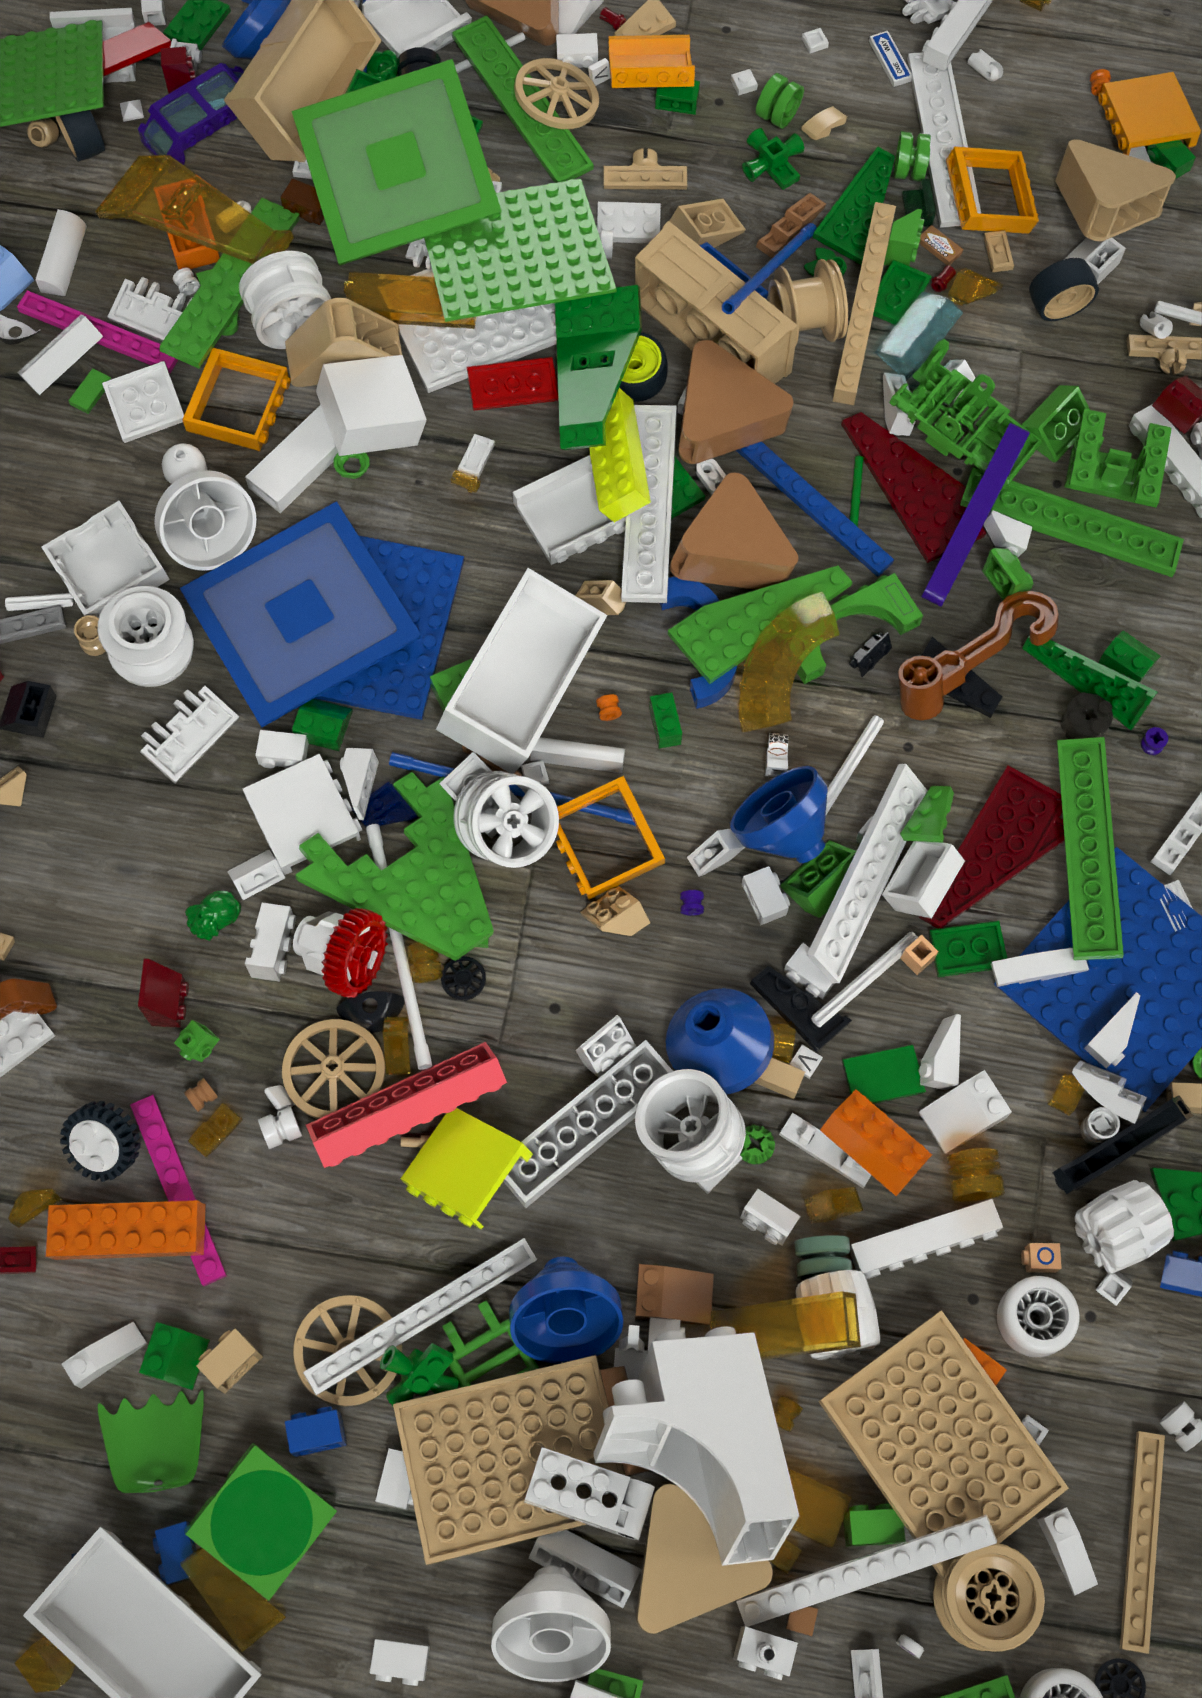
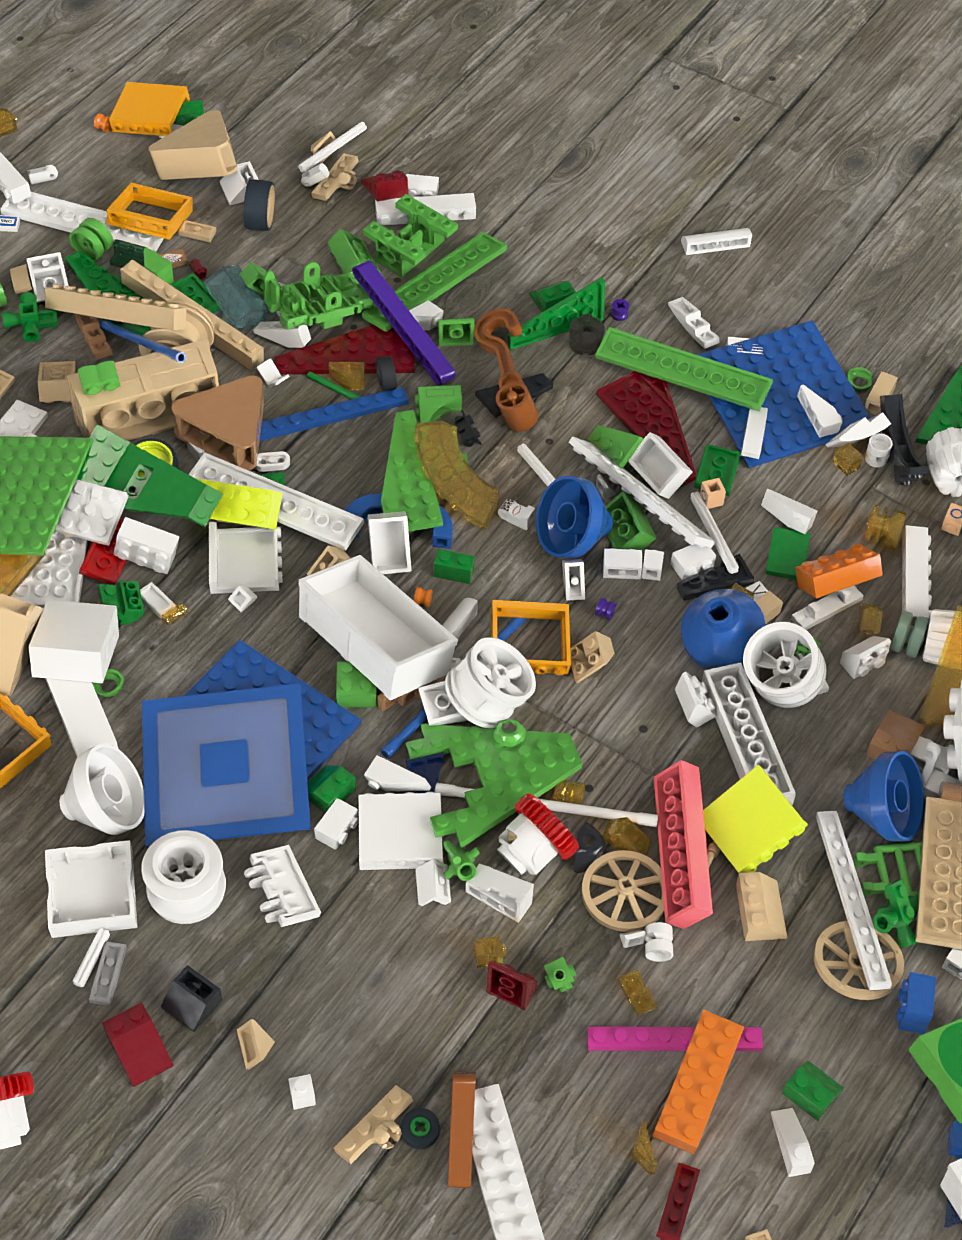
camera: 65 degrees left, 15 degrees down
(87, 635) = (152, 923): tan wheel -> none
(100, 1141) = (617, 1070): wheel -> none
(141, 1437) = (880, 1125): bright green piece -> none
(182, 460) = (32, 801): white cylinder -> none
(196, 952) = (482, 949): none -> clear yellow brick
(200, 1094) = (604, 989): medium nougat wheel -> none
(212, 914) = (454, 927): green hair -> none
(228, 1360) = (836, 1043): tan brick -> none
(282, 885) = (460, 862): none -> bright green pin
(373, 1221) = (760, 907): none -> tan slope
(451, 423) = (126, 598): none -> green brick
(459, 877) = (511, 739): none -> bright green piece
(463, 978) = (593, 776): black wheel -> none
(519, 534) = (242, 597): none -> white slope
(523, 411) = (146, 545): none -> white piece
(537, 340) = (92, 512): none -> white plate
(649, 638) = (389, 542): none -> white piece
(676, 250) = (99, 377): none -> bright green brick
(734, 541) = (338, 462): medium nougat brick -> none
(781, 928) = (652, 564): none -> white brick
(810, 224) = (116, 307): none -> tan brick
(832, 419) = (270, 373): none -> white bracket
(841, 147) = (45, 272): none -> white slope
(878, 499) = (348, 374): none -> clear yellow slope
(896, 531) = (386, 373): none -> black tyre
(958, 347) = (254, 277): none -> bright green brick
(965, 1112) = (835, 517): white slope -> none
(972, 286) = (218, 256): clear yellow slope -> none

